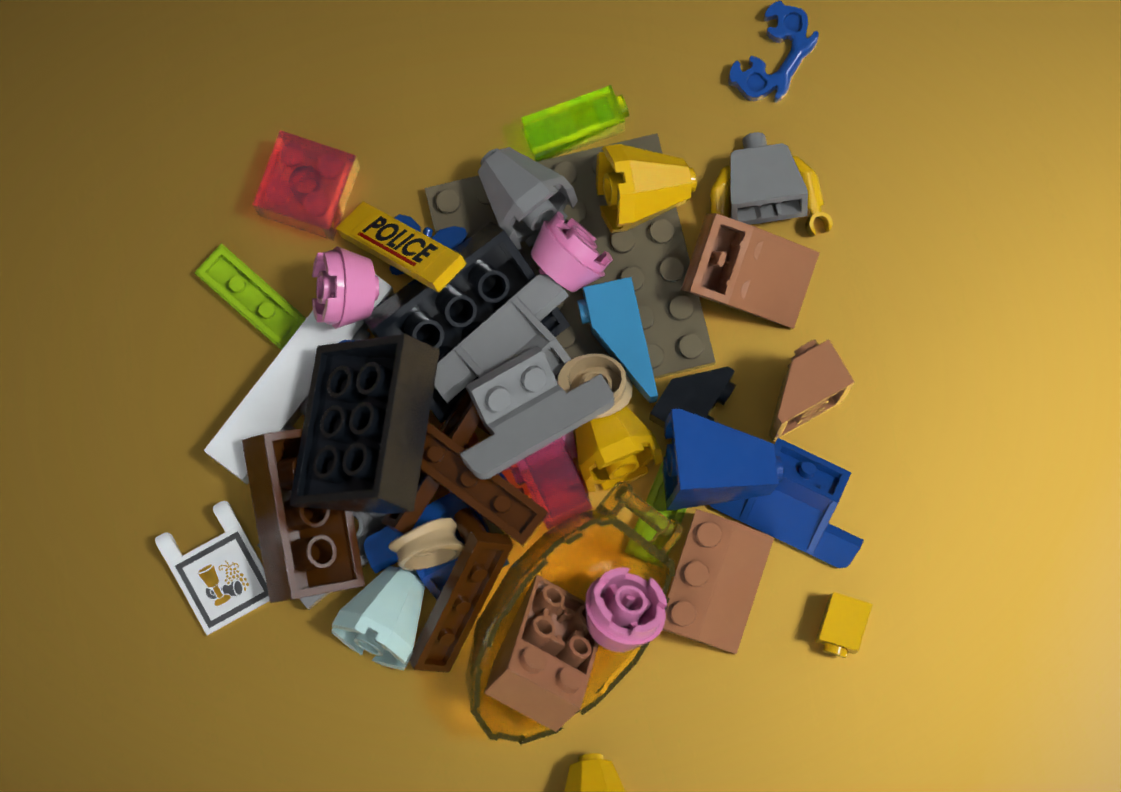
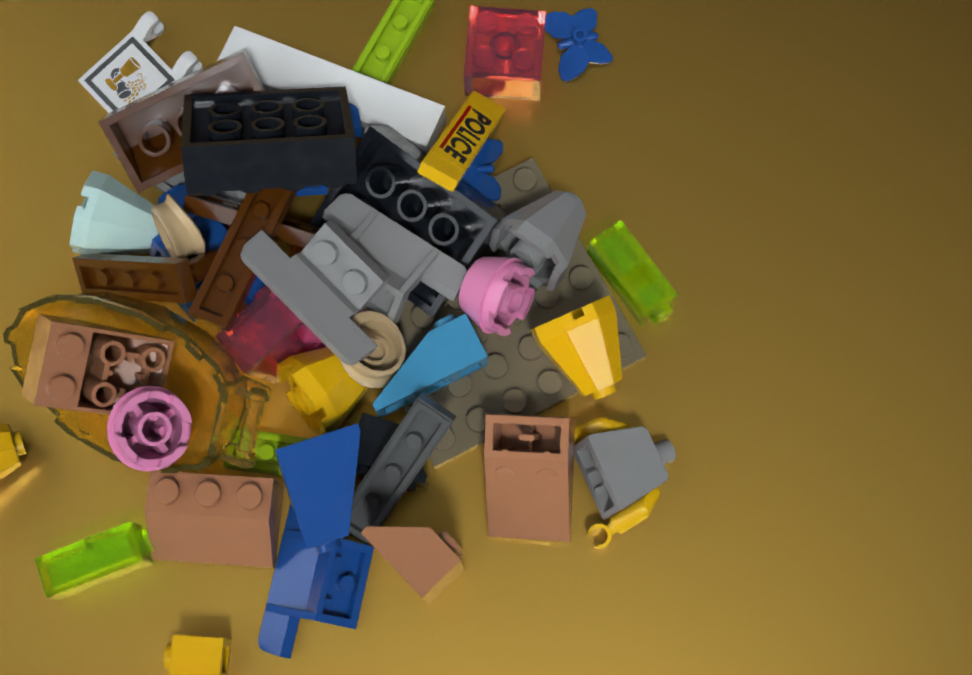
camera: 75 degrees right, 5 degrees down
(304, 108) = (579, 40): none -> blue piece
(344, 287) = (406, 95): bright pink cone -> none
(709, 380) = (398, 464): none -> dark grey tile
(726, 704) = (94, 560): none -> clear neon green brick
(792, 25) = (795, 458): blue helmet -> none

